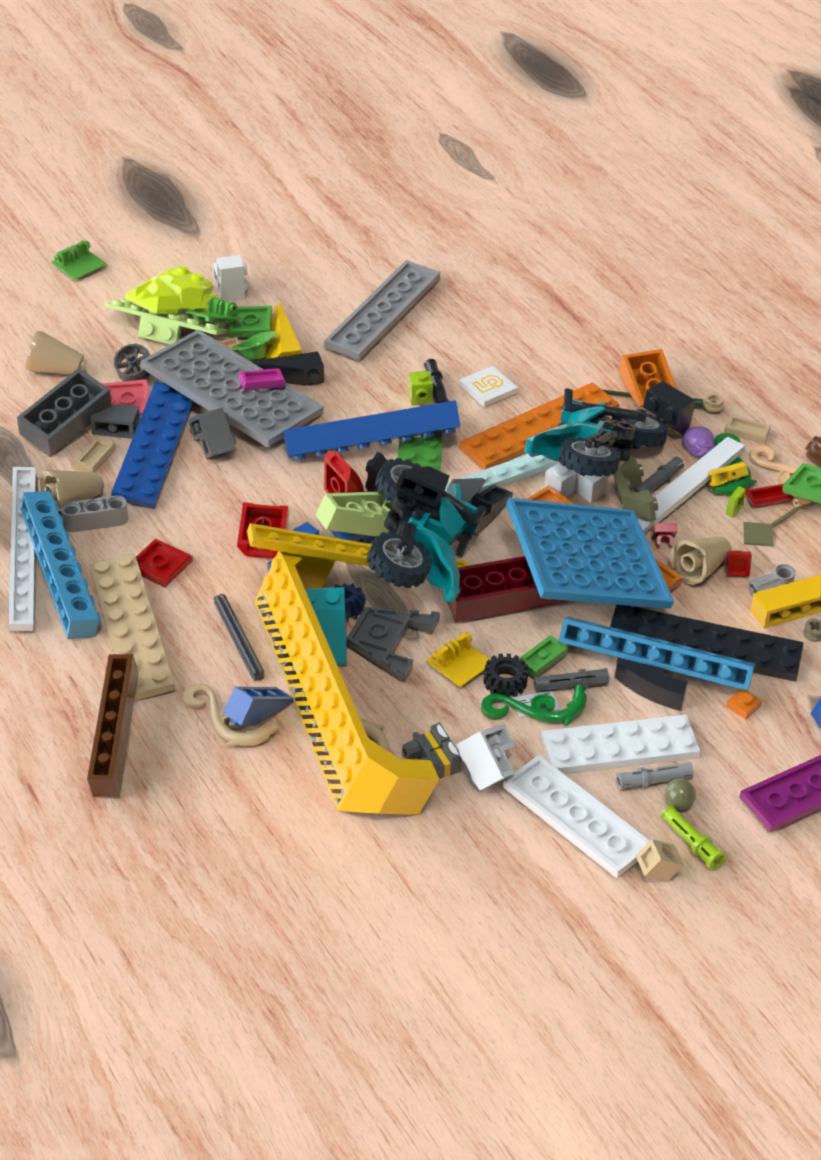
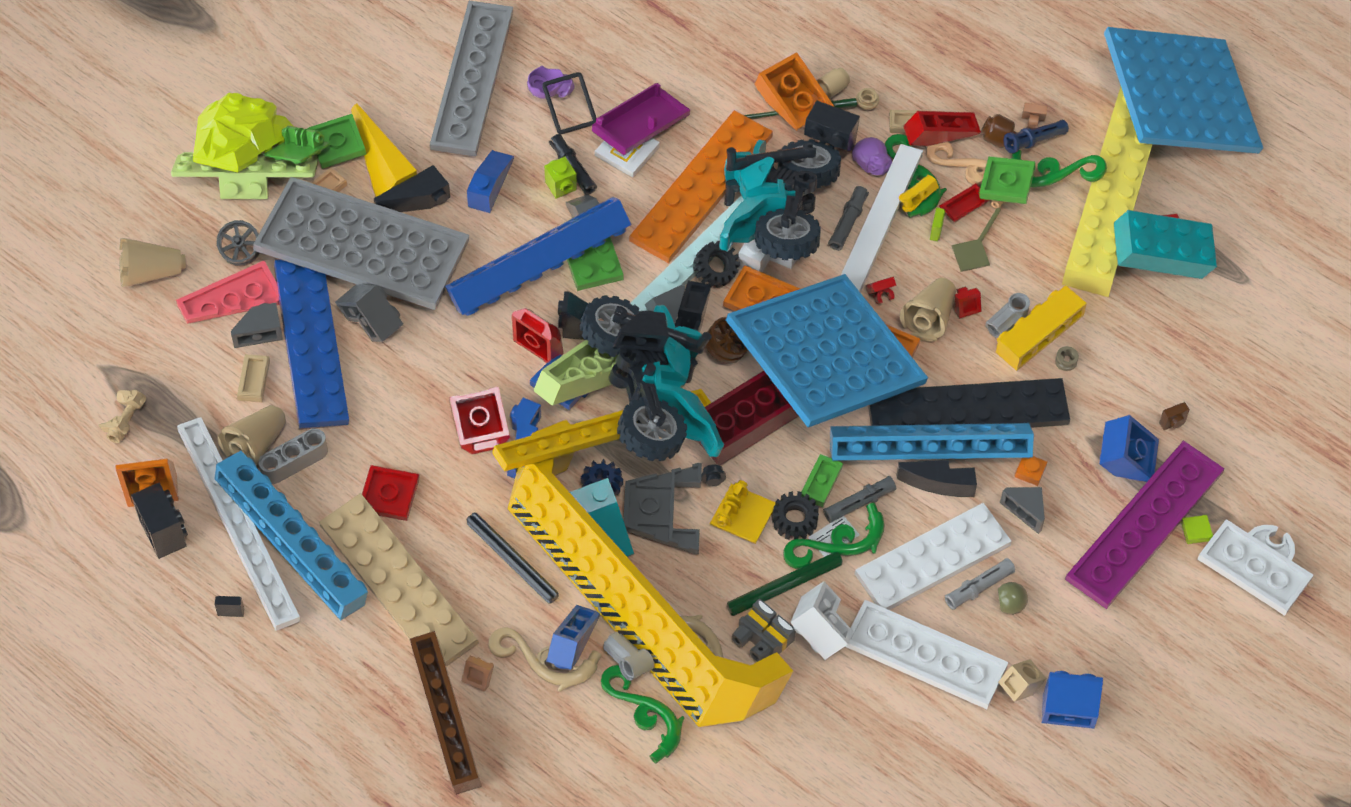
camera: 20 degrees left, 15 degrees up
(63, 411) = (200, 337): dark grey brick -> none
(77, 260) = (103, 113): bright green hinge -> none
(161, 709) = (477, 673): none -> nougat tile
(229, 277) = (288, 89): white brick -> none
(255, 346) = (359, 175): bright green piece -> none
(261, 379) = (391, 223): dark pink tile -> none
(290, 784) = (646, 705): none -> green plant
(299, 735) = (630, 659): none -> light grey piece
(358, 377) = (488, 181): none -> blue slope
(442, 326) = (542, 74): none -> medium lavender hair
(446, 625) = (713, 475): none -> black plate
(459, 322) = (589, 103): none -> black piece
(475, 723) = (785, 583): none -> dark green axle
(504, 537) = (728, 341): none -> reddish brown wheel
(507, 365) = (639, 119): none -> magenta container
(528, 467) = (709, 275): none -> black tyre
(627, 477) = (849, 261): olive slope -> none
(689, 383) = (834, 81): none -> tan brick
(700, 844) = (1051, 647): lime pin -> none
(701, 889) = (1072, 699): none -> blue slope
(725, 726) = (1026, 505): none -> dark grey slope
(768, 433) = (937, 127): none -> red slope

